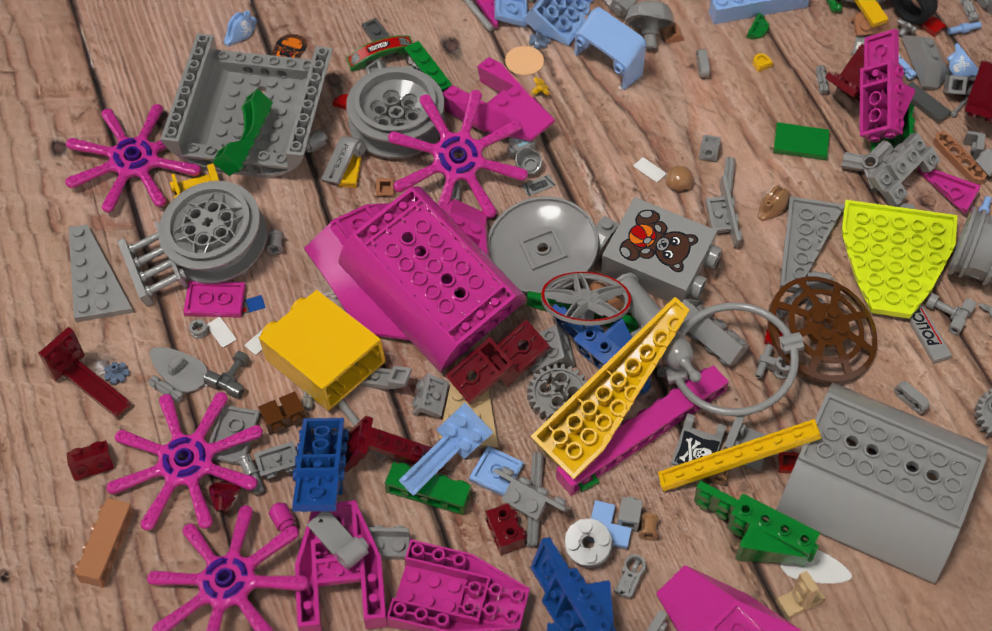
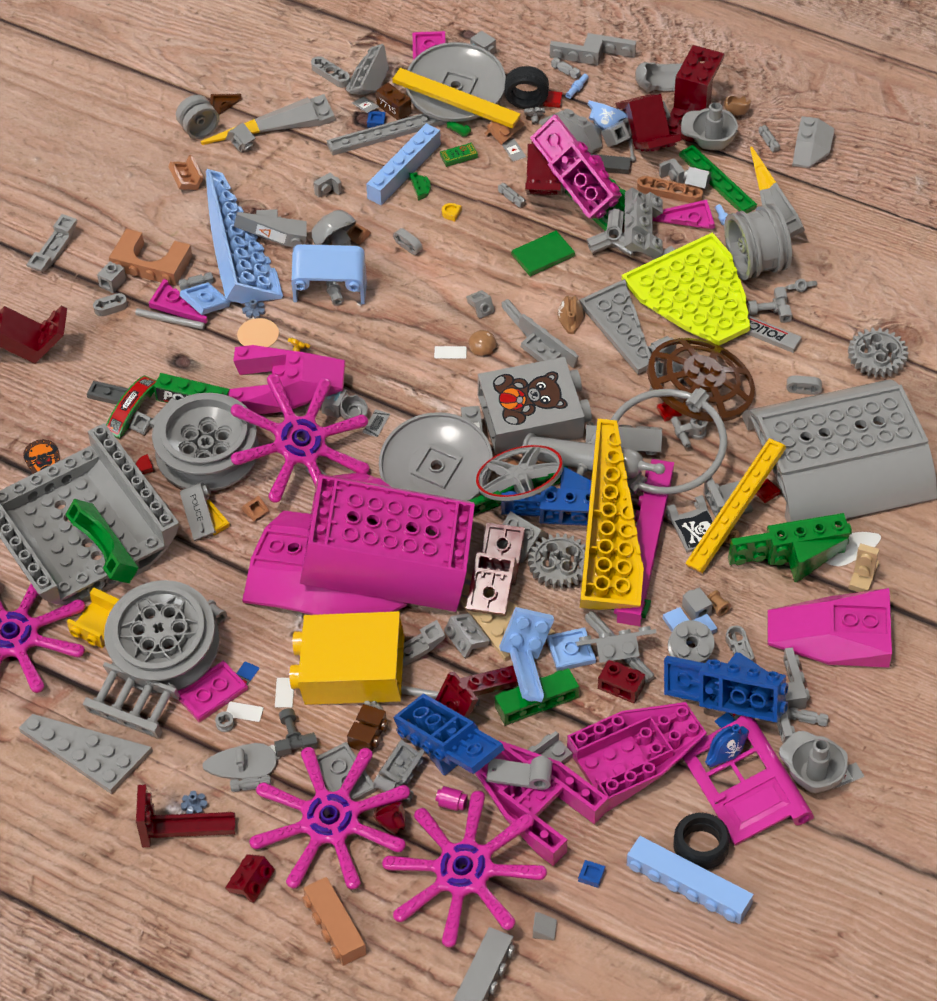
camera: 40 degrees left, 5 degrees down
(607, 68) = (333, 290): none -> light grey axle
(812, 22) = (458, 154): none -> green tile

